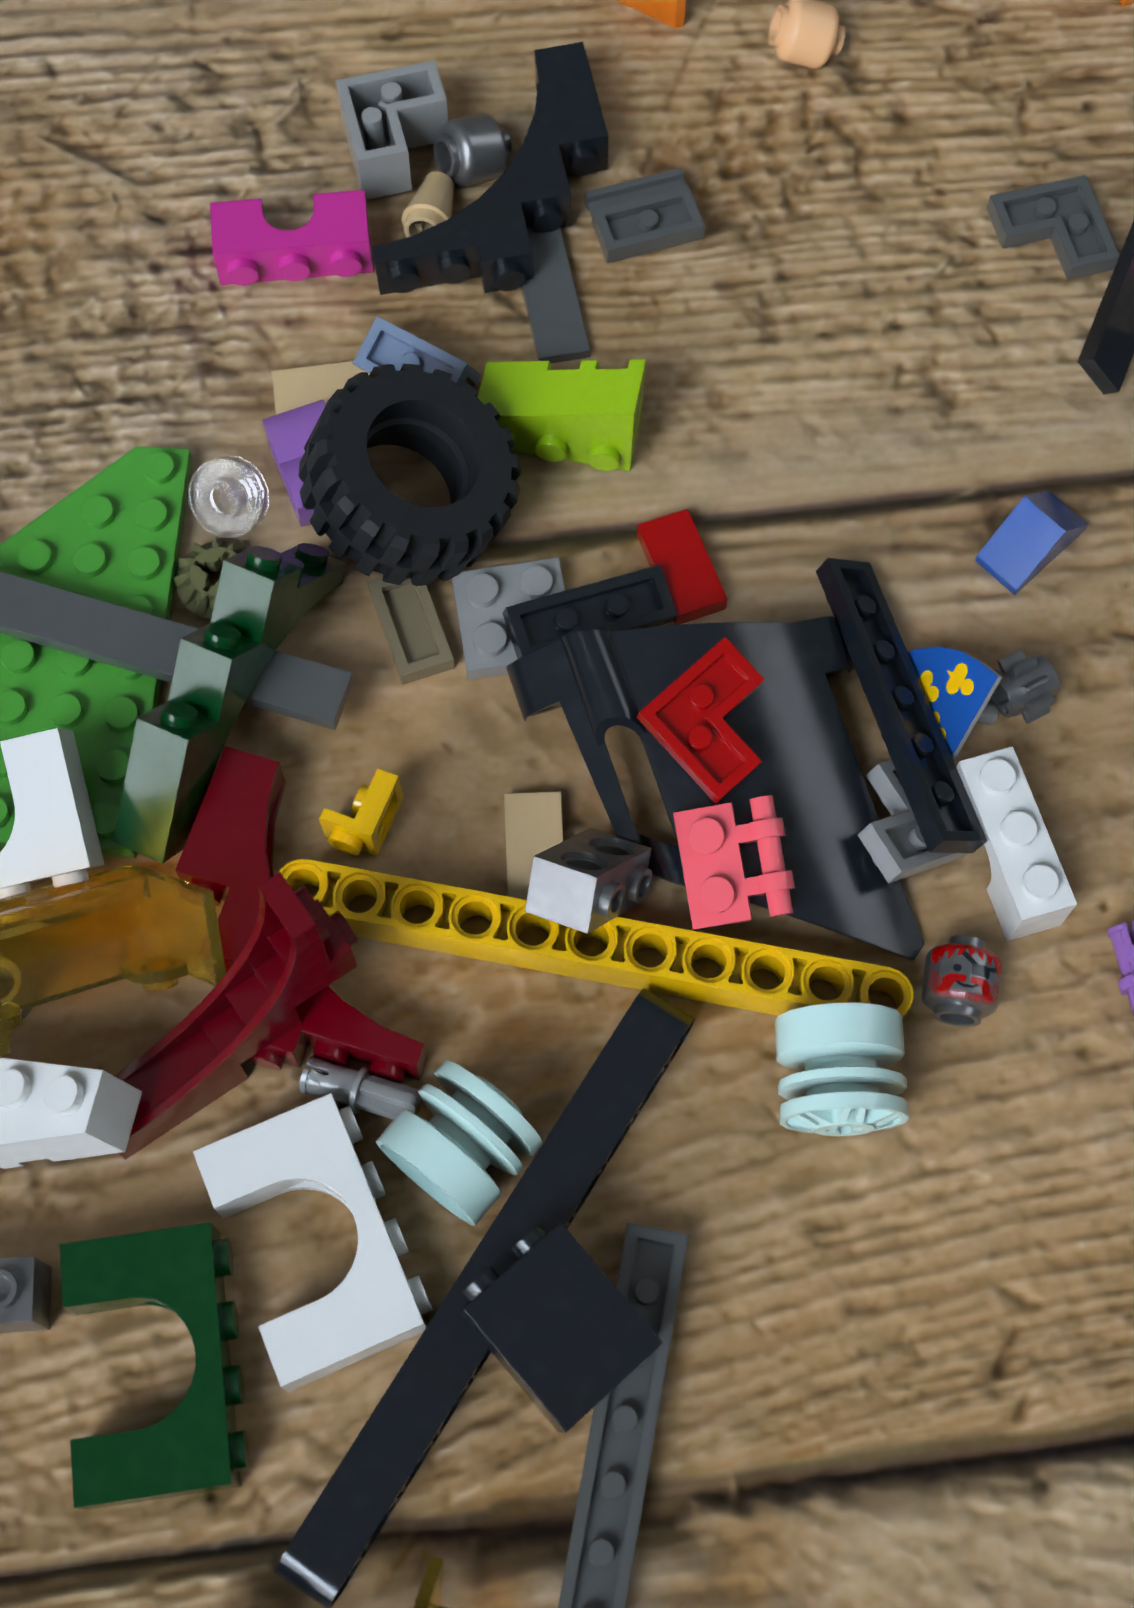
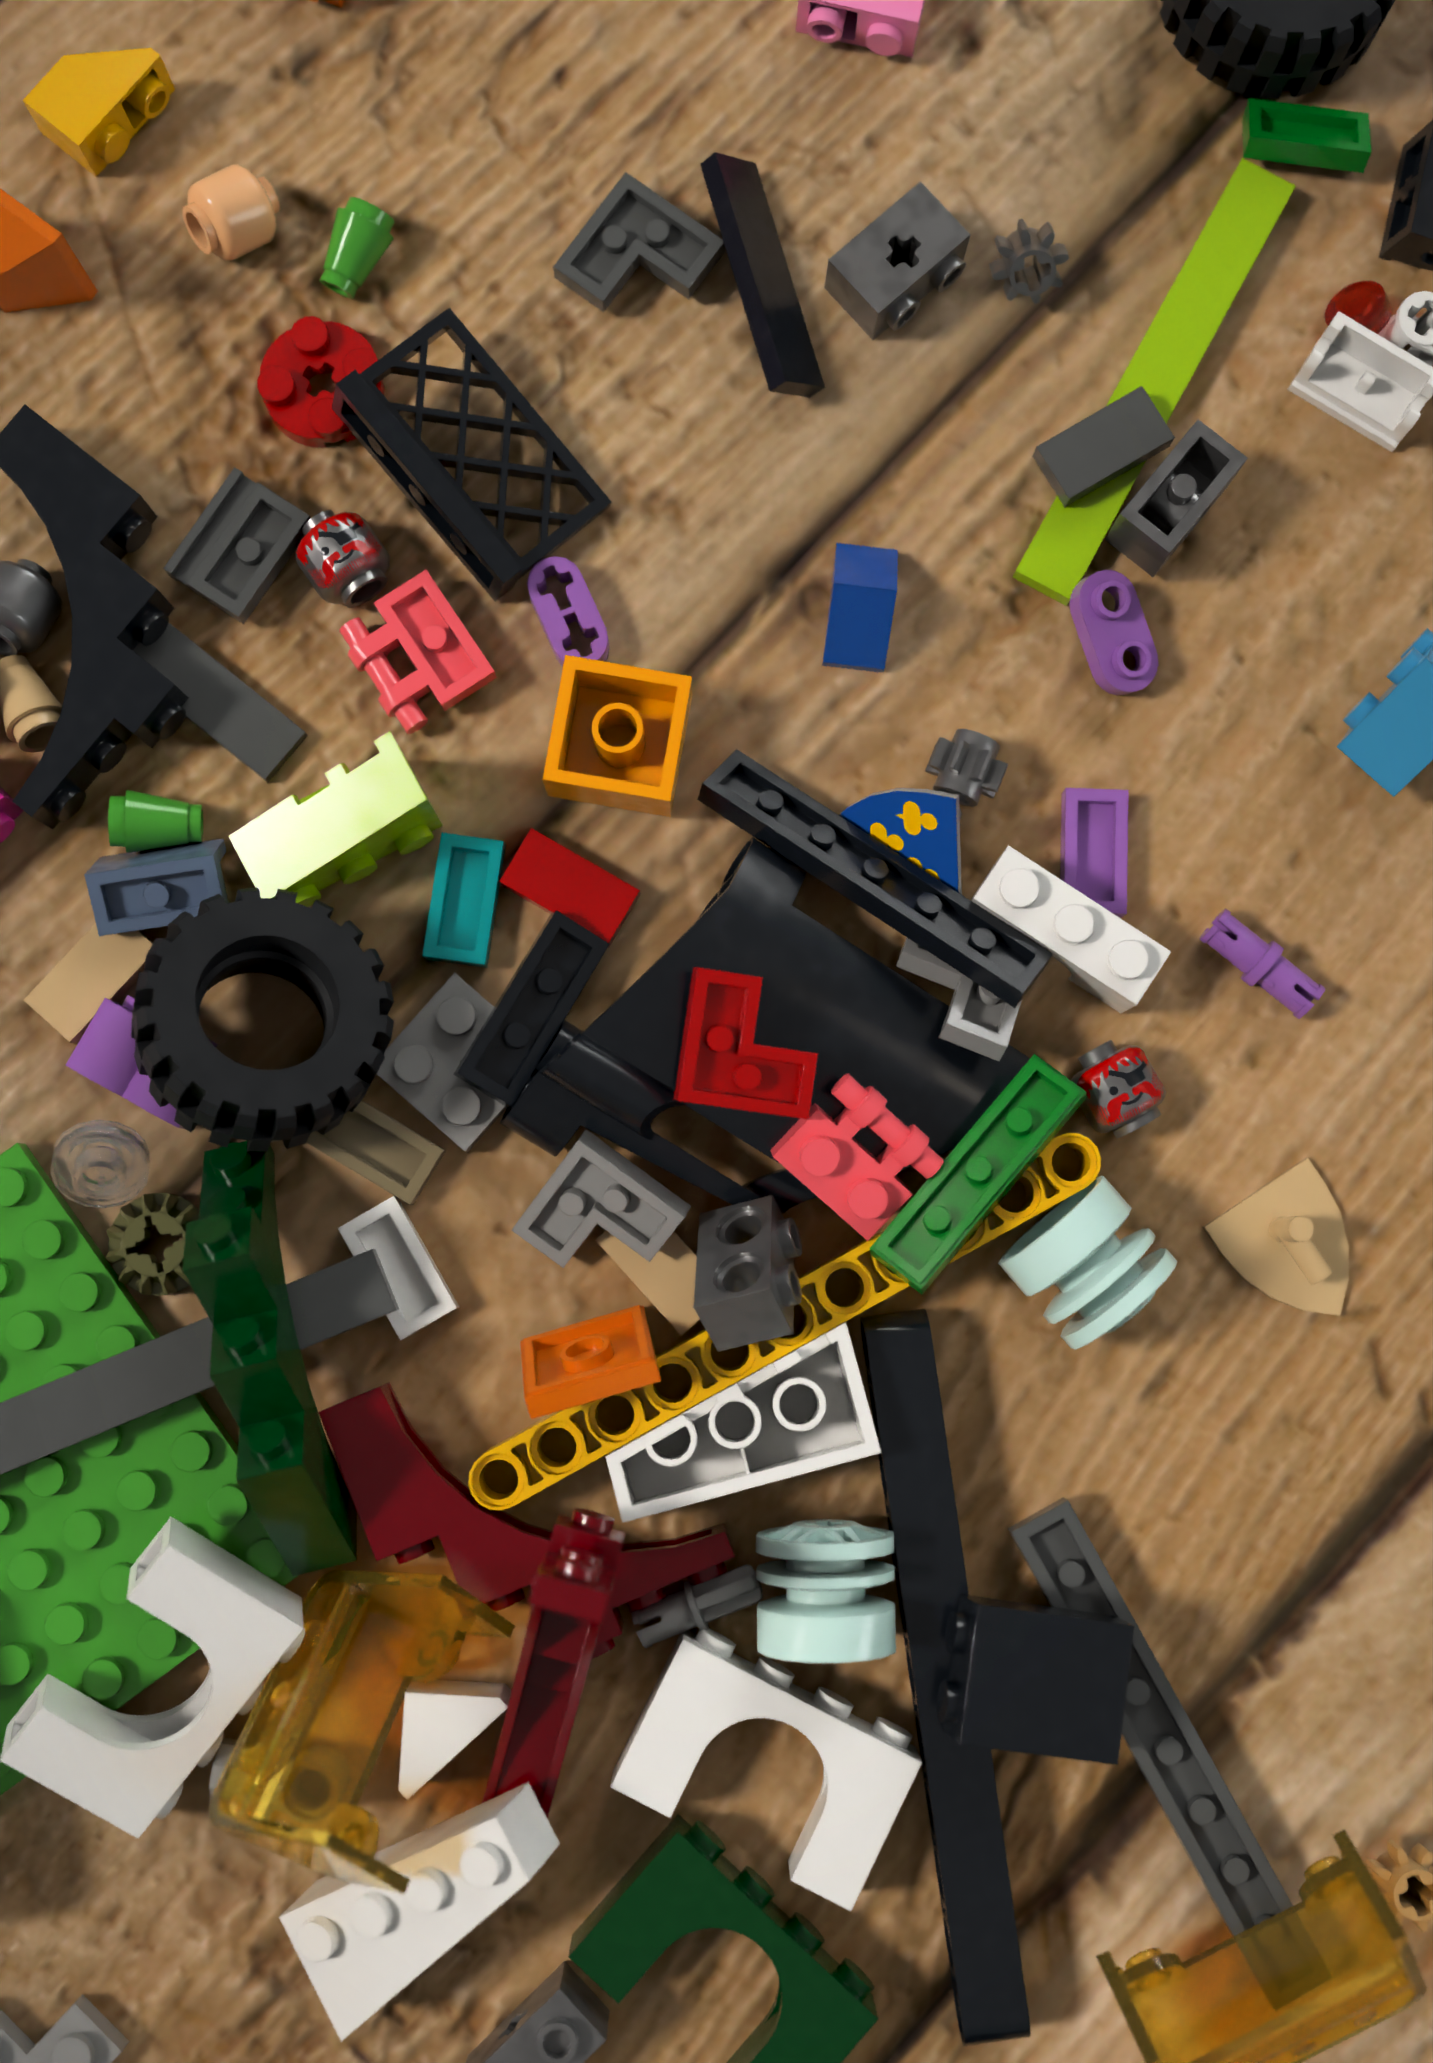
camera: 45 degrees left, 15 degrees up
(110, 1023) = (441, 1722): none -> white slope
(364, 716) = (407, 1265): none -> white tile
(373, 813) = (496, 1351): yellow bracket -> none
(430, 856) = (588, 1361): none -> orange plate
(445, 327) = (152, 822): none -> bright green cone
(504, 998) = (763, 1429): none -> white wedge
(536, 756) = (601, 1189): none -> light grey plate
(603, 522) = (464, 900): none -> teal tile
(704, 266) = (342, 558): none -> flat silver head
(721, 355) = (434, 641): none -> coral plate
(785, 141) = (293, 360): none -> red plate
(794, 489) = (617, 735): none -> light orange brick
(799, 270) = (423, 473): none -> black fence
(810, 944) = (977, 1174): none -> green tile
(815, 402) = (581, 609): none -> medium lavender beam
(869, 103) = (355, 246): none -> bright green cone
(1008, 1198) = (1288, 1241): none -> tan shield
(1082, 808) = (1096, 845): none -> medium lavender tile

